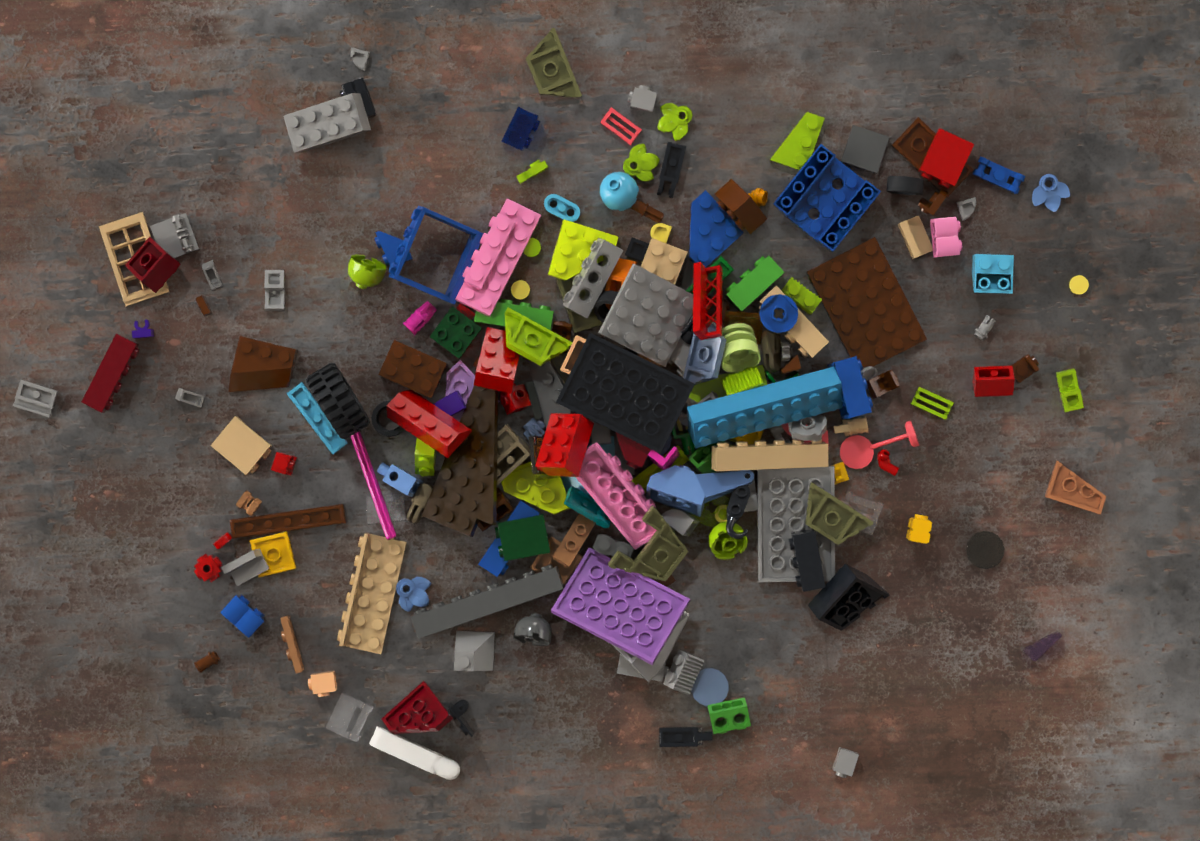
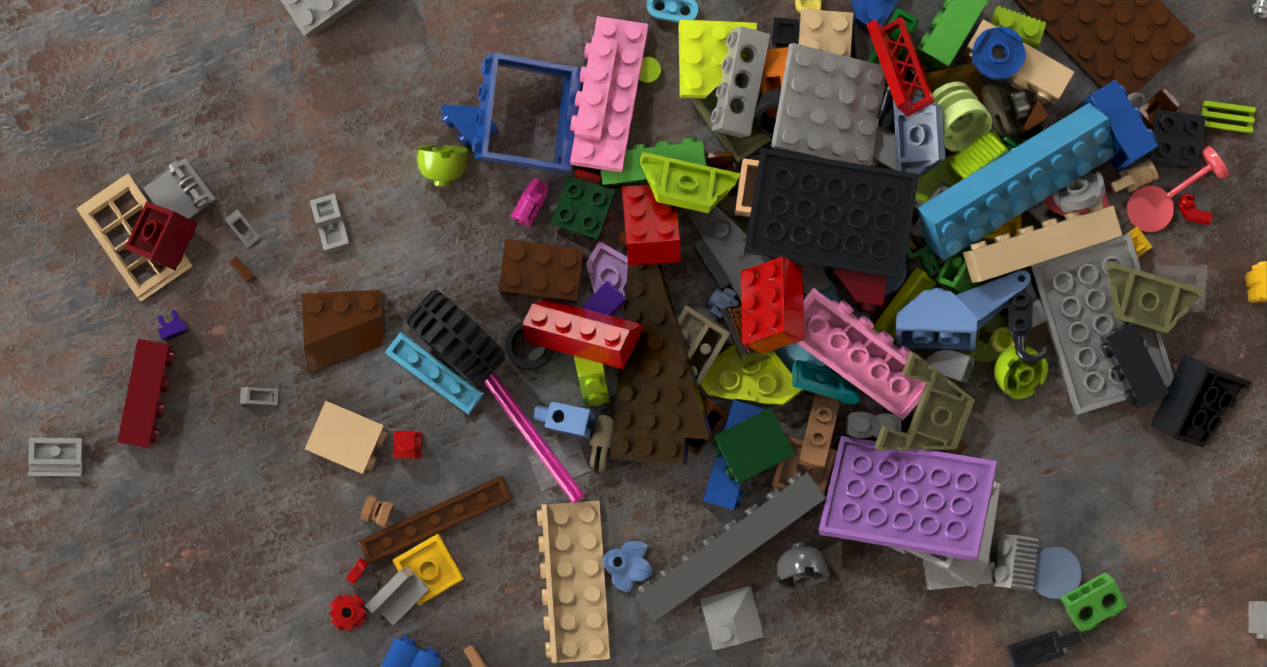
camera: 20 degrees left, 5 degrees down
(515, 401) = (688, 272): red brick -> none
(520, 289) = (650, 128): light yellow tile -> none
(660, 461) = (905, 291): dark pink panel -> none
(890, 408) = (1178, 138): none -> black hinge

